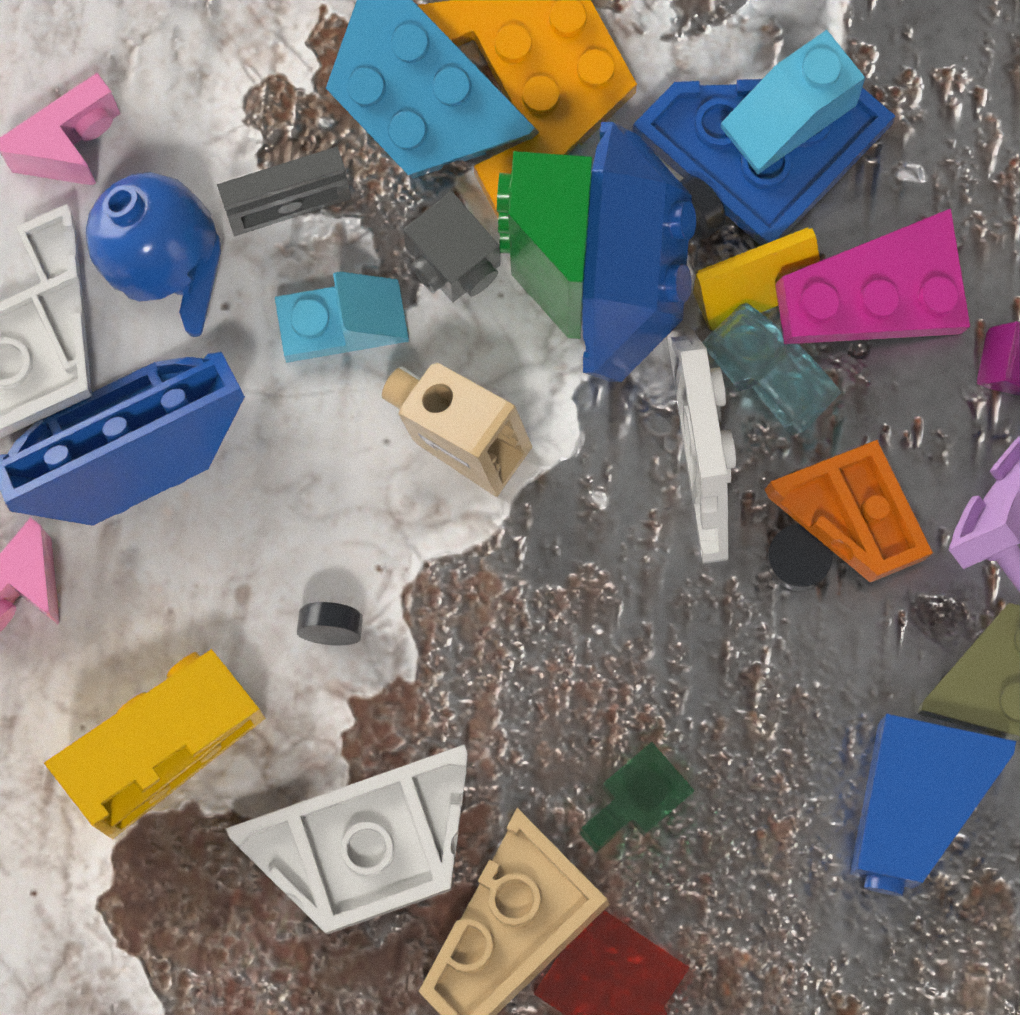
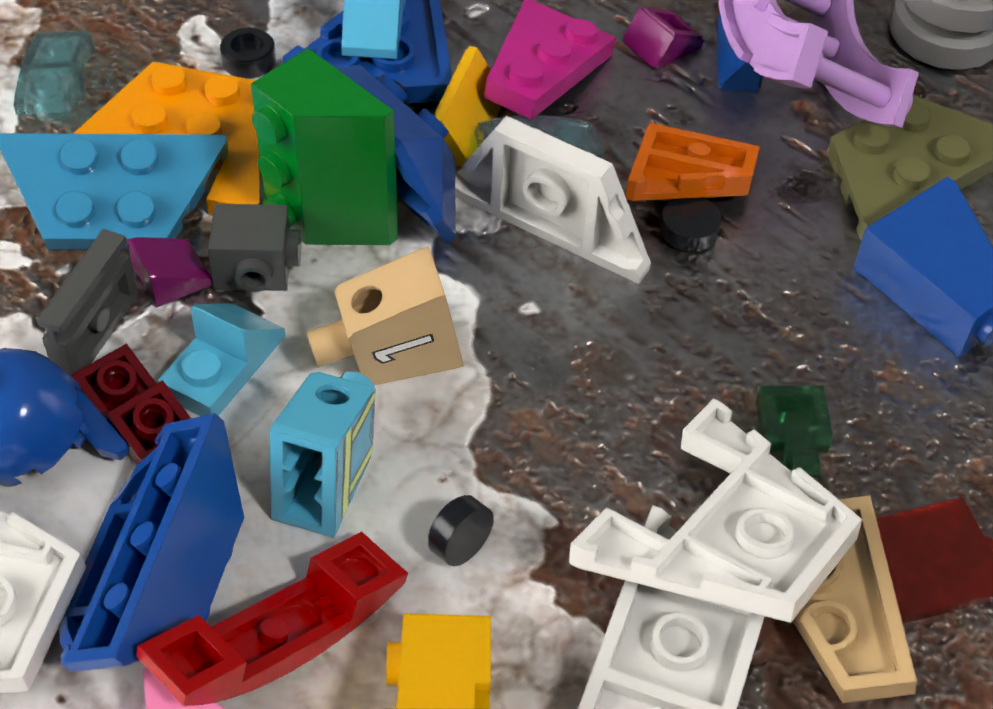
camera: 55 degrees left, 25 degrees down
(142, 569) = (277, 633): none -> red slope
(243, 300) = (130, 399): none -> dark red slope
(310, 471) = (325, 420): none -> medium azure torso
(386, 200) = (168, 268): none -> magenta slope
(482, 845) = (750, 546): none -> white wing
(670, 40) = (248, 53): none -> black tile

